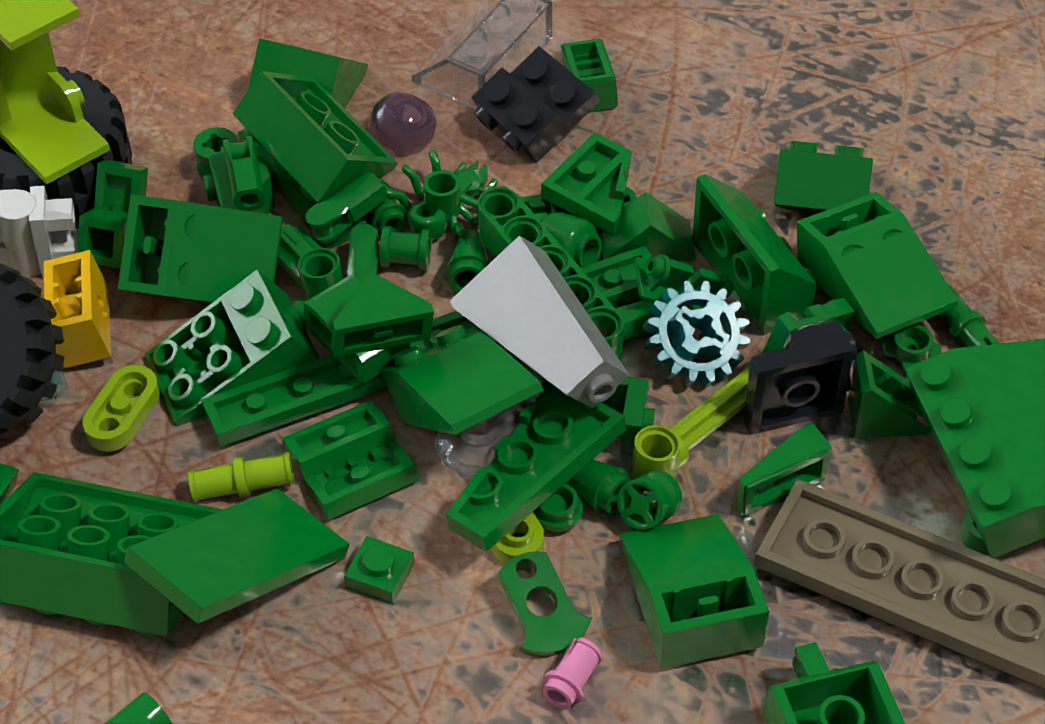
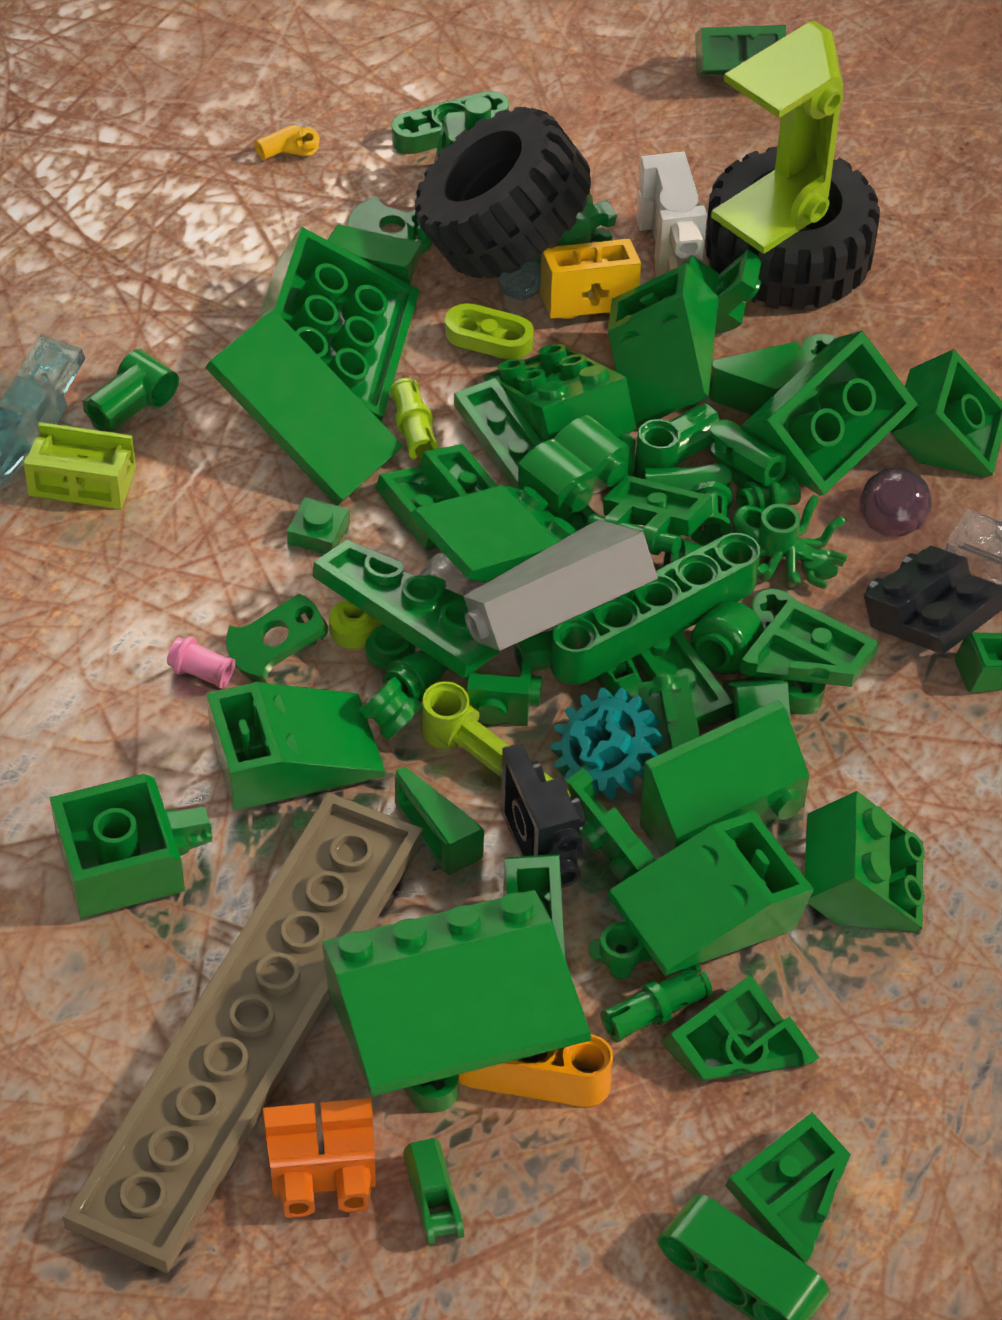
camera: 85 degrees right, 0 degrees up
(244, 174) = (763, 361): green bar -> none
(380, 317) = (554, 451): green slope -> none
(424, 260) = (661, 508): none -> green plate
(993, 280) = (739, 1037): none -> green slope

